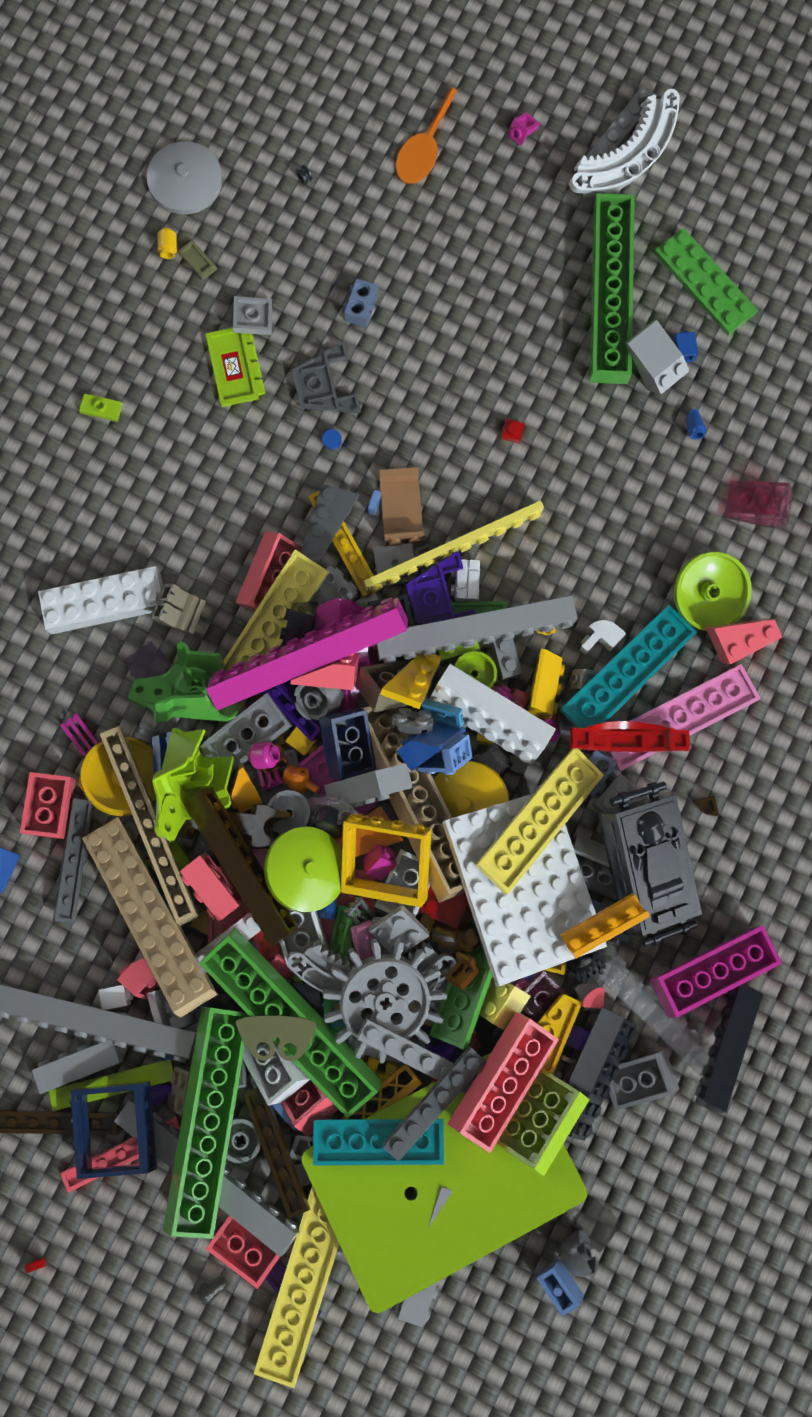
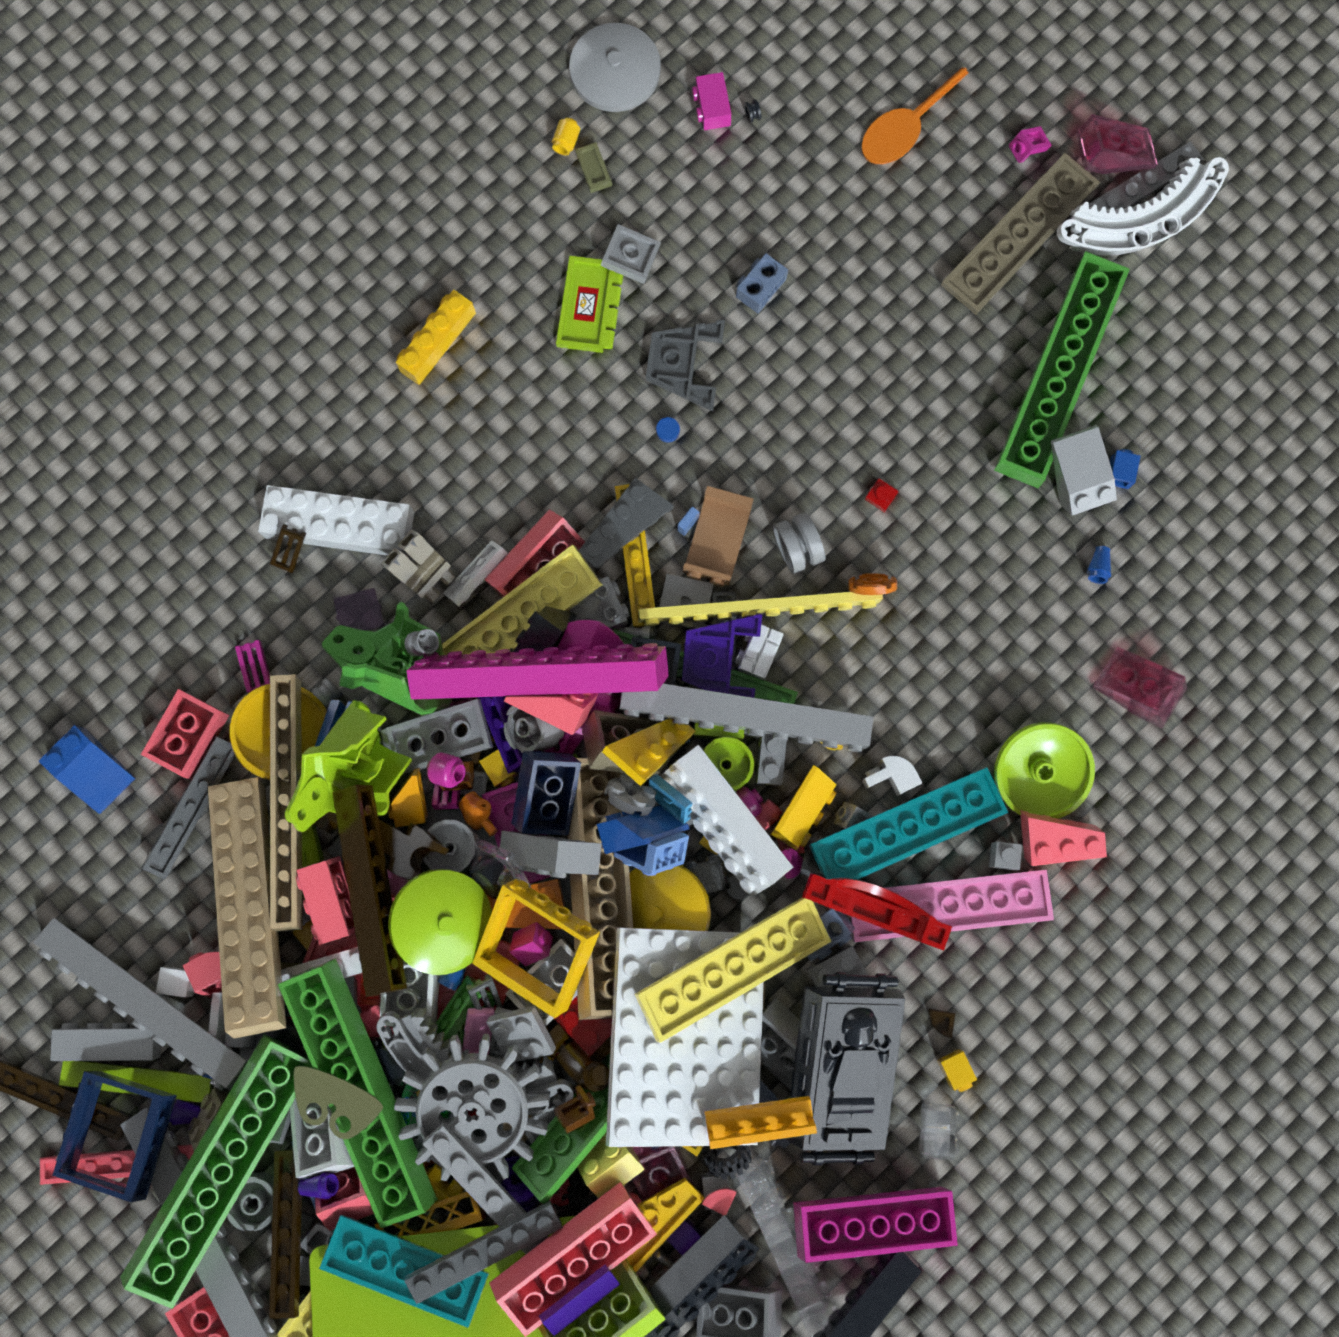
camera: 25 degrees right, 0 degrees up
(73, 621) = (292, 535): none -> dark brown tile
(100, 407) = (417, 297): lime plate -> none
(125, 431) = (435, 337): none -> yellow brick
(208, 665) = (421, 642): none -> light grey wheel
(226, 601) = (475, 573): none -> white plate
(270, 177) = (713, 101): none -> dark pink brick
(289, 1104) = (319, 1186): none -> dark purple cone
(465, 487) = (799, 542): none -> light grey wheel
(520, 1109) = (579, 1300): none -> dark purple tile
(532, 499) = (872, 584): none -> orange tile
(542, 198) = (1020, 234): none -> dark tan plate
(587, 108) = (1115, 146): none -> clear pink slope
(705, 281) = (1178, 400): bright green plate -> none
(707, 665) = (1005, 856): none -> light grey brick
(732, 837) = (957, 1071): none -> yellow brick
(735, 886) = (938, 1131): none -> clear brick

